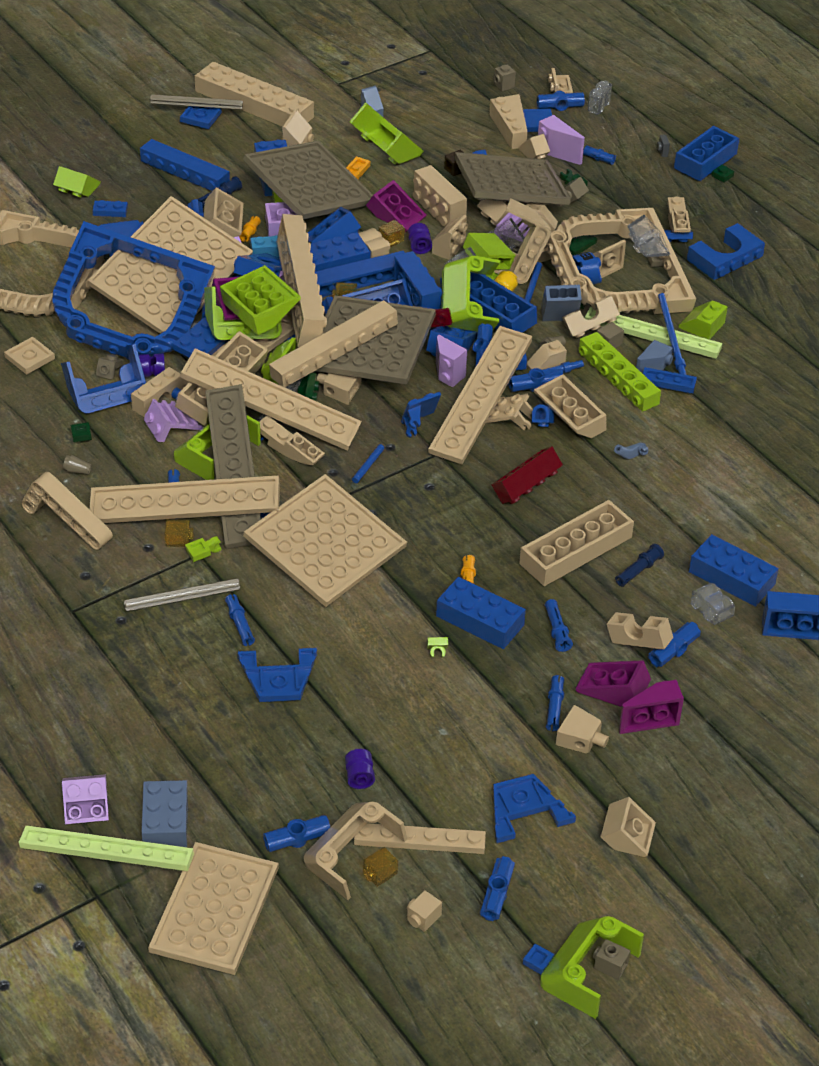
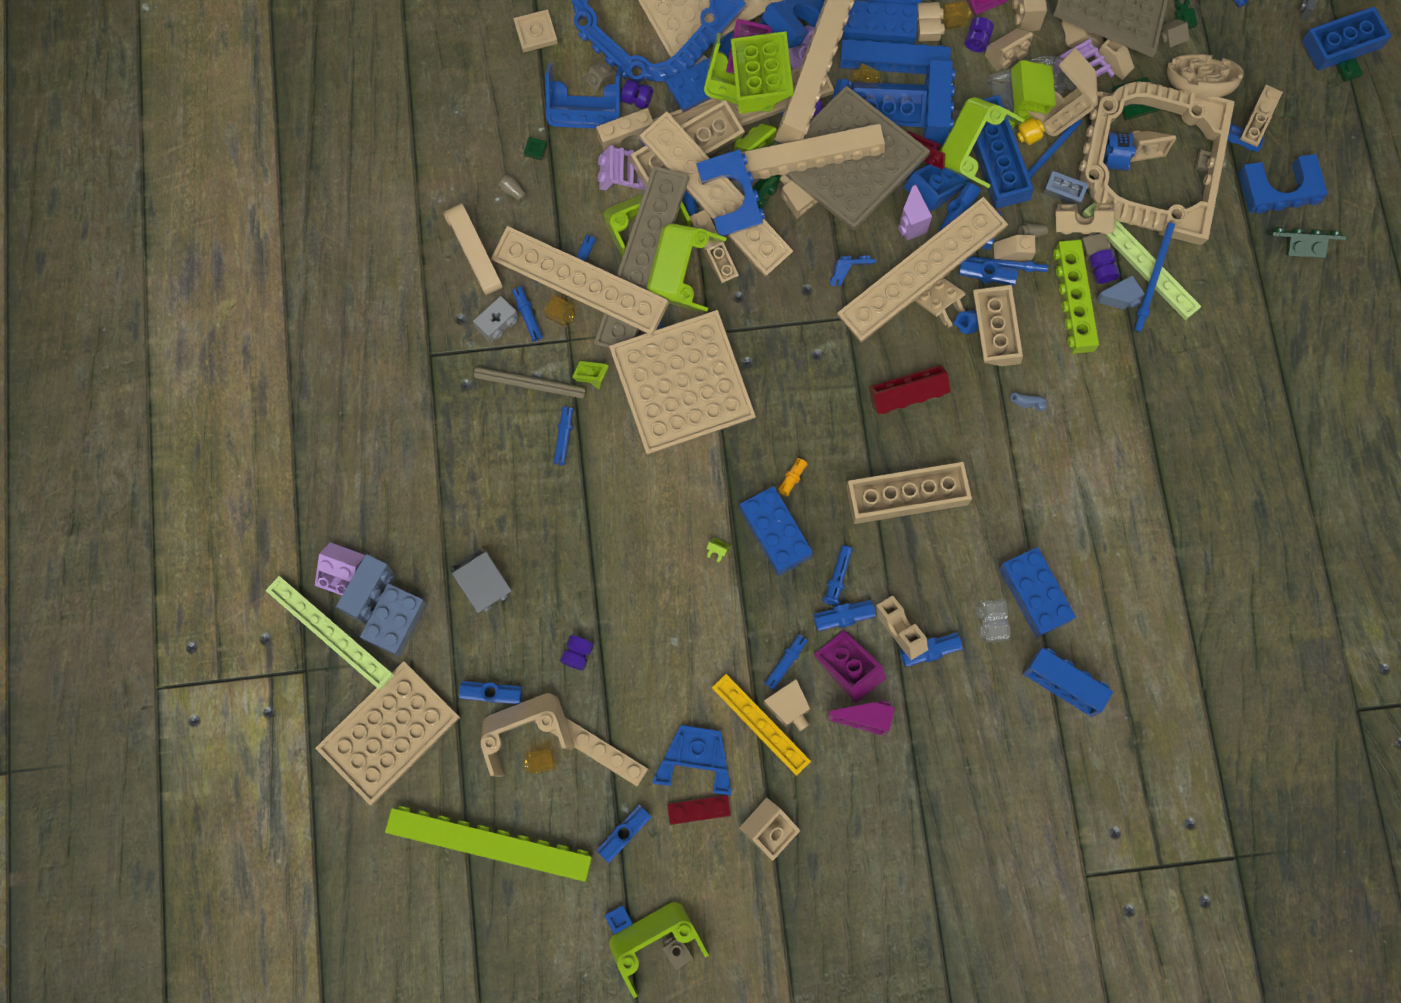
camera: 30 degrees right, 30 degrees up
(121, 559) = (499, 311): none -> light grey brick
(124, 797) = (365, 589): none -> sand blue brick
(143, 543) = (524, 306): none -> blue pin
(201, 549) = (569, 338): lime plate -> none
(231, 750) = (480, 580): none -> slope
(238, 562) = (591, 373): none -> lime slope
(266, 452) = (672, 261): none -> lime windscreen
(279, 367) = (733, 166): none -> blue arch
(280, 681) = (561, 522): blue wing -> none
(368, 463) = (773, 303): blue bar -> none
(373, 952) = (488, 844): none -> lime brick
(424, 911) = (550, 824): tan brick -> none
(553, 845) = (698, 810): none -> dark red plate
(565, 756) = (761, 724): none -> yellow plate
(582, 649) = (844, 615): none -> blue piece
(625, 202) = (1204, 75): none -> tan brick
(627, 344) = (1104, 266): none -> dark purple wheel
(645, 560) = (962, 540): dark blue pin -> none
(647, 238) = (1200, 146): clear slope -> none
(671, 380) = (1119, 329): blue plate -> none
(705, 319) = (1203, 265): lime slope -> none
(771, 281) = (1306, 243): none -> bracket

